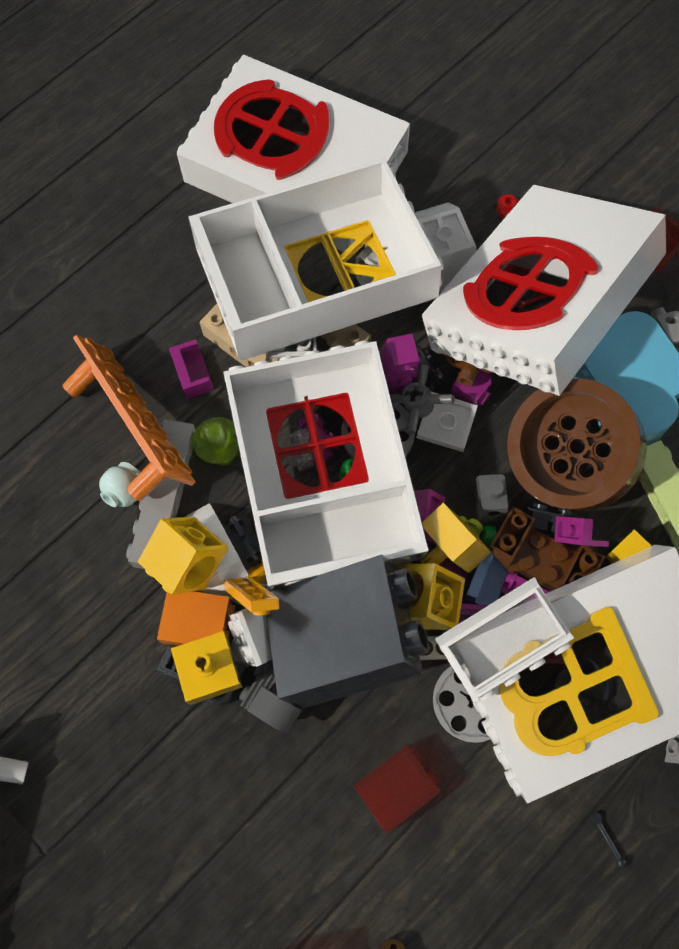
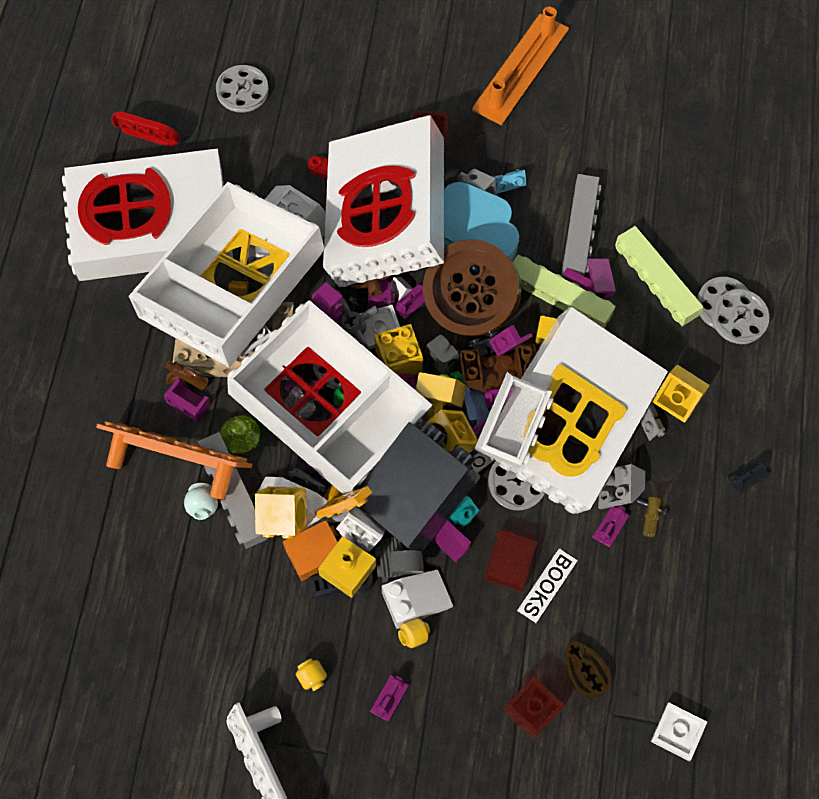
camera: 40 degrees left, 5 degrees down
(89, 757) = (311, 674): none -> yellow head
(150, 846) = (389, 698): none -> magenta hinge
(199, 332) = (185, 374): none -> reddish brown plant
(229, 793) = (414, 633): none -> yellow head
(263, 753) = (416, 597): none -> white slope
(329, 285) = (238, 288): none -> light orange slope
(347, 719) = (452, 541): none -> magenta panel
(357, 65) = (145, 129): none -> red tile
(383, 696) = (463, 513): none -> teal brick
(419, 847) = (547, 585): none -> white sticker
(443, 463) = (399, 350): none -> yellow brick
(494, 82) = (243, 94): none -> light grey wedge
(497, 416) = (410, 302): none -> magenta hinge
(501, 393) = (400, 287): none -> white slope
(544, 832) = (611, 525): none -> magenta hinge
(591, 800) = (622, 486): none -> light grey slope
(600, 859) = (651, 517): none -> clear yellow axle

